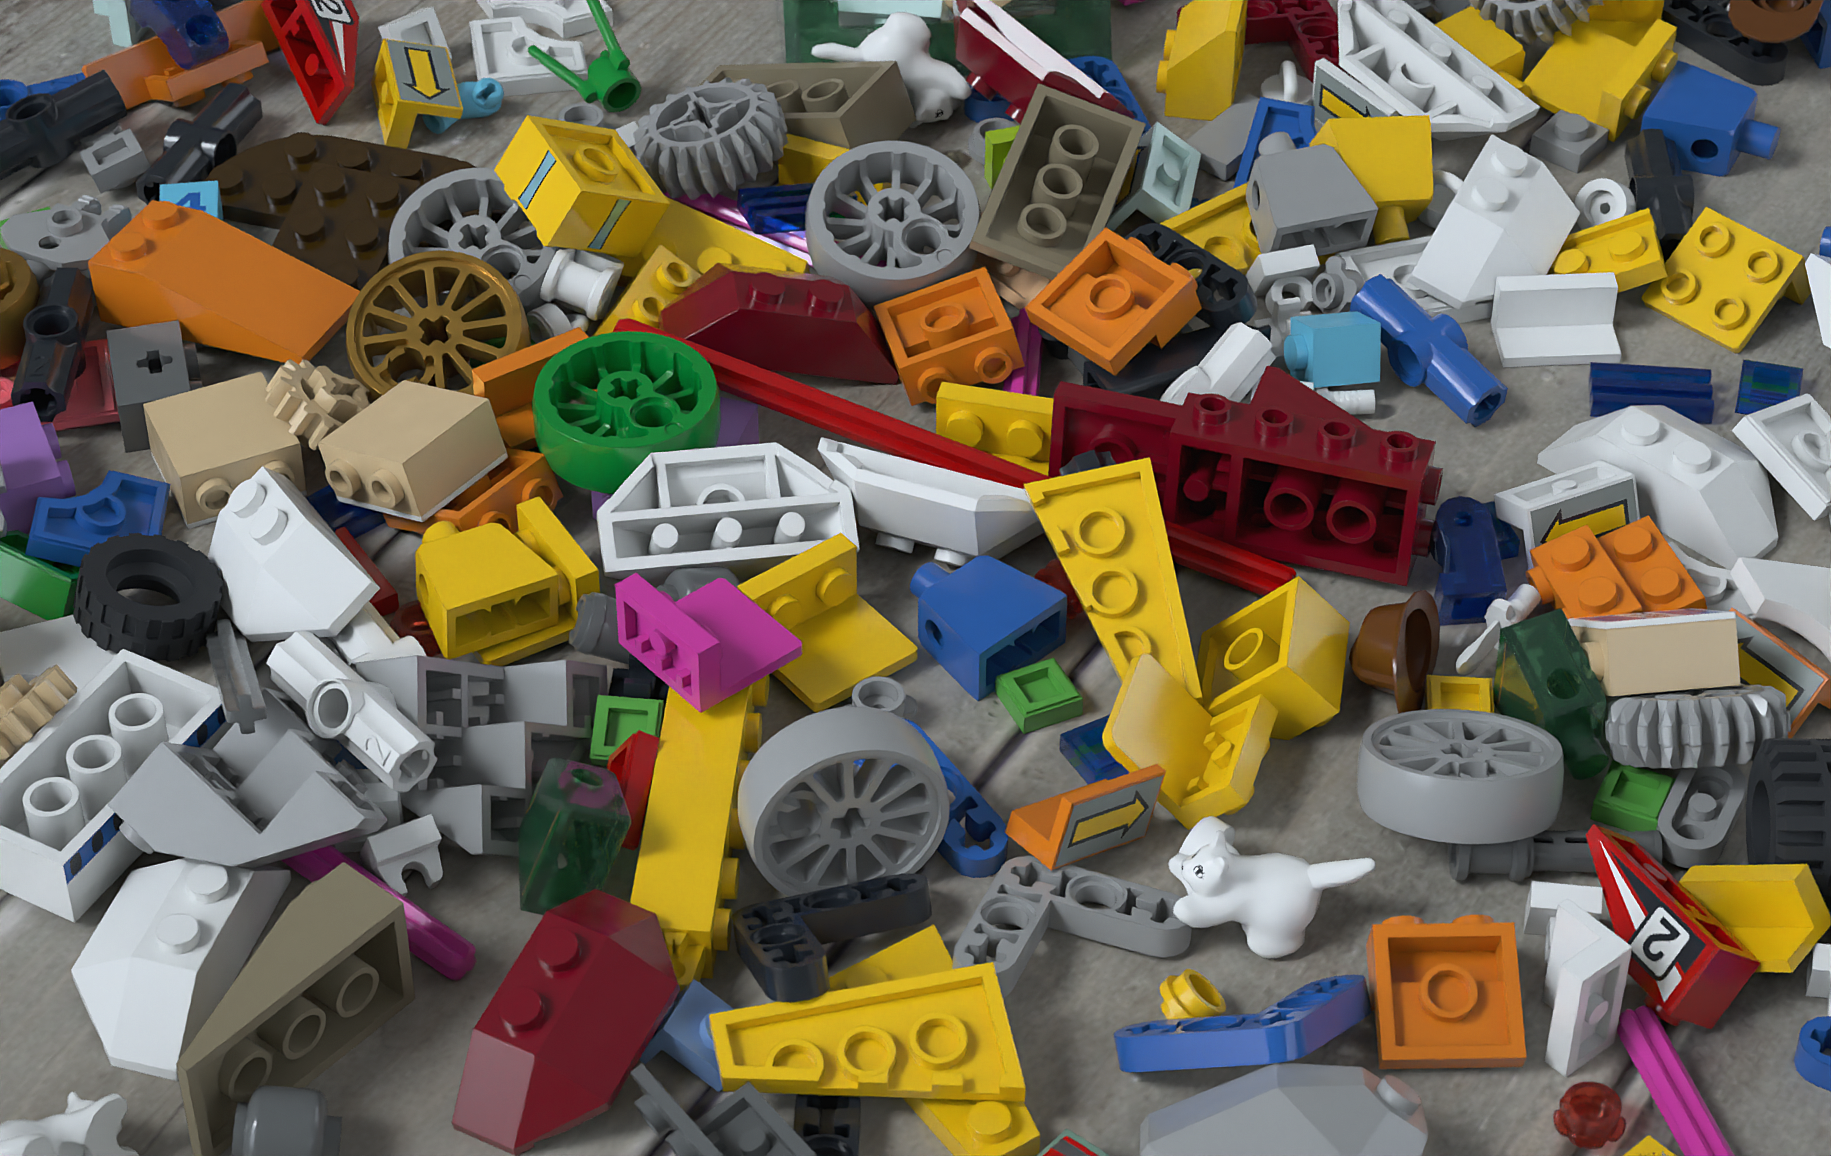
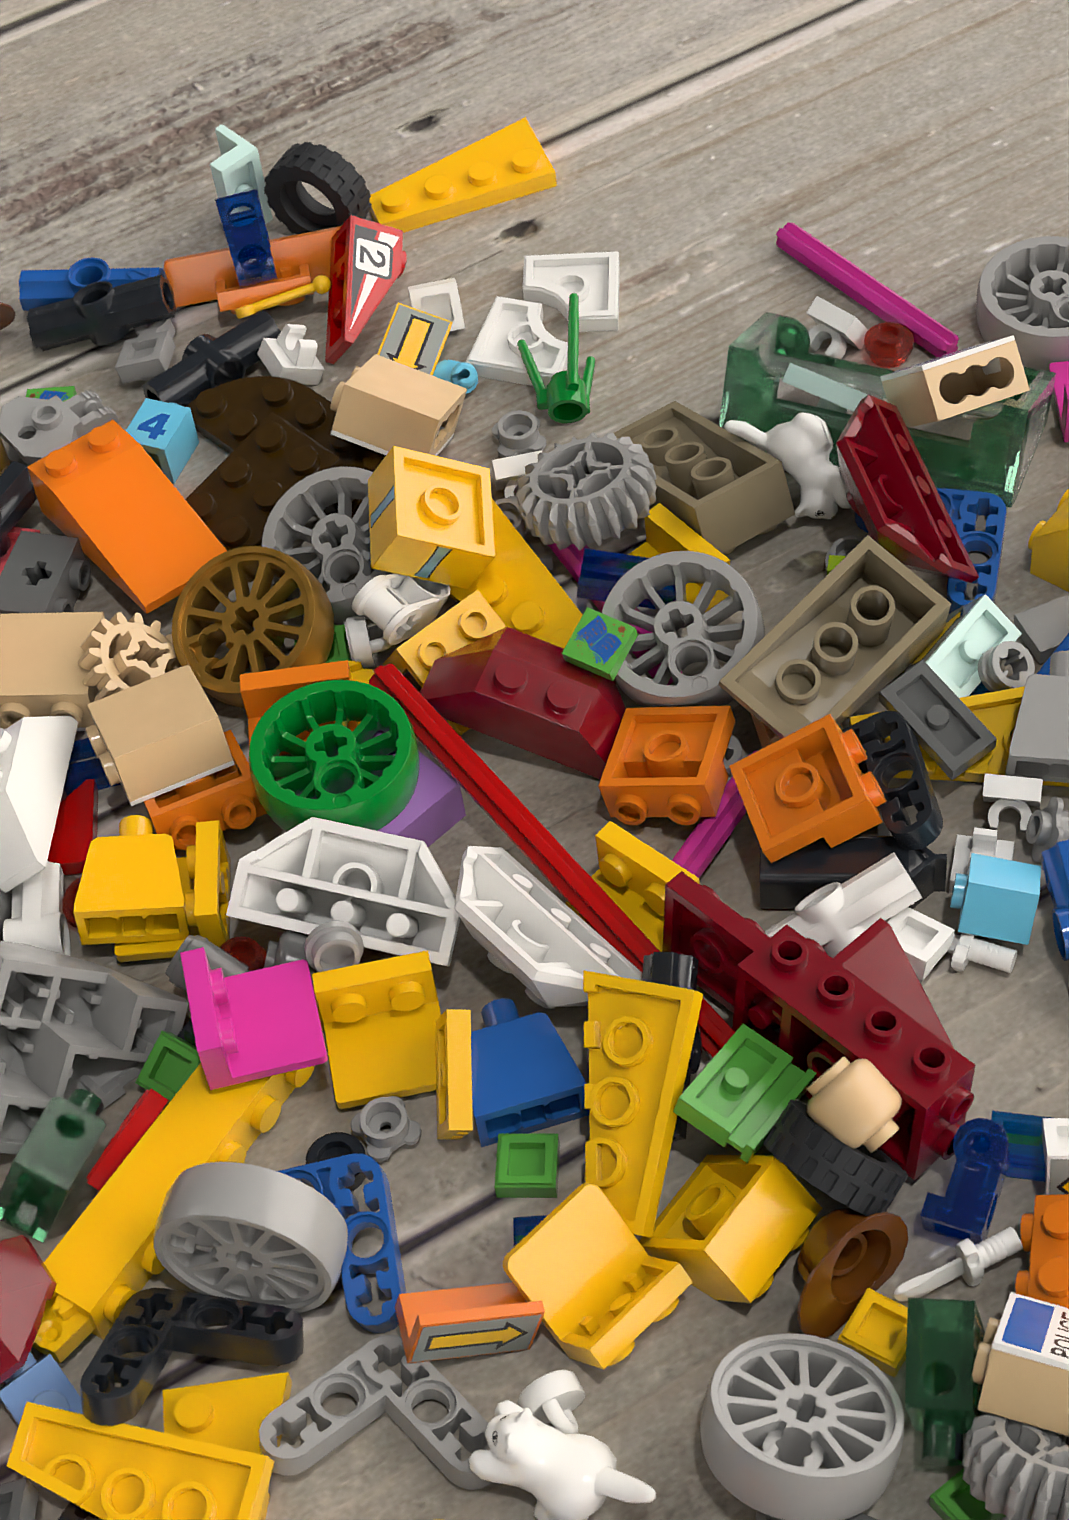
camera: 35 degrees right, 10 degrees up
(275, 49) = (320, 284): none -> yellow hinge
(280, 118) = (292, 356): none -> white tile
(453, 122) = (396, 406): none -> tan piece
(744, 555) = (333, 946): none -> light grey plate
(828, 246) = (600, 644): none -> bright green tile
(929, 632) = (453, 1074): none -> yellow tile
(1194, 220) = (938, 719): none -> dark grey plate
(1208, 177) = (1016, 656): none -> light grey bush
(1225, 548) = (743, 1092): none -> bright green plate
(1345, 566) = (849, 1175): none -> black tyre
(1352, 502) = (855, 1104): none -> tan head

